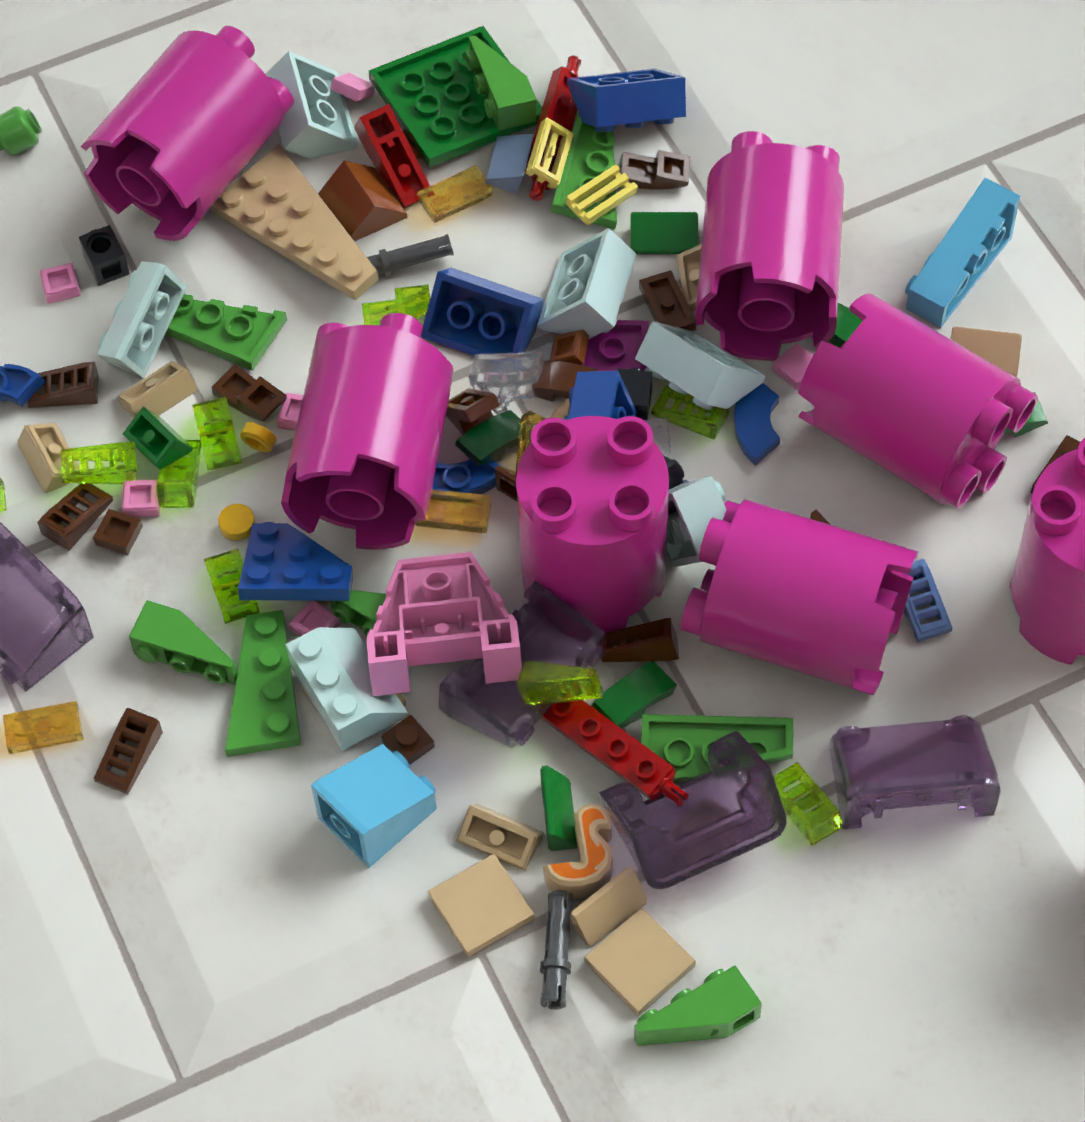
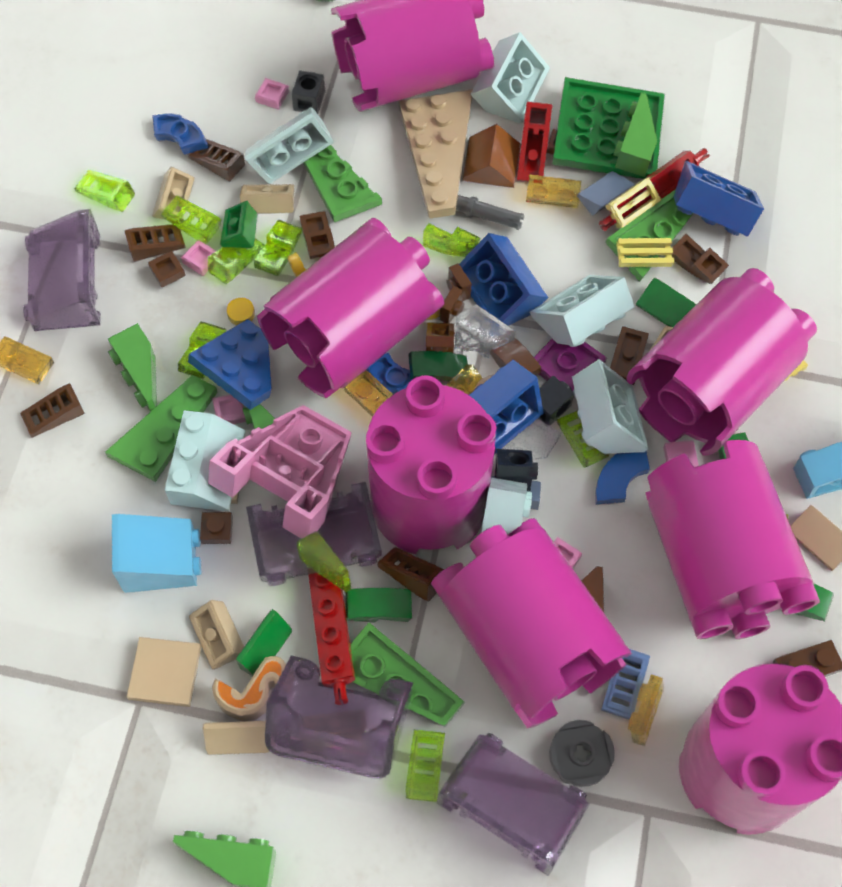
camera: 35 degrees right, 5 degrees up
(352, 87) = (548, 82): bright pink tile -> none
(444, 340) = (458, 278): none -> reddish brown plate
(459, 369) = (452, 305): none -> reddish brown plate
(556, 963) = (180, 740): dark grey pin -> none
(570, 347) = (538, 341): dark orange tile -> none
(639, 961) = (226, 790): tan tile -> none
(931, 669) = (573, 770): none -> dark grey plate
(964, 622) = (650, 697): none -> clear yellow plate

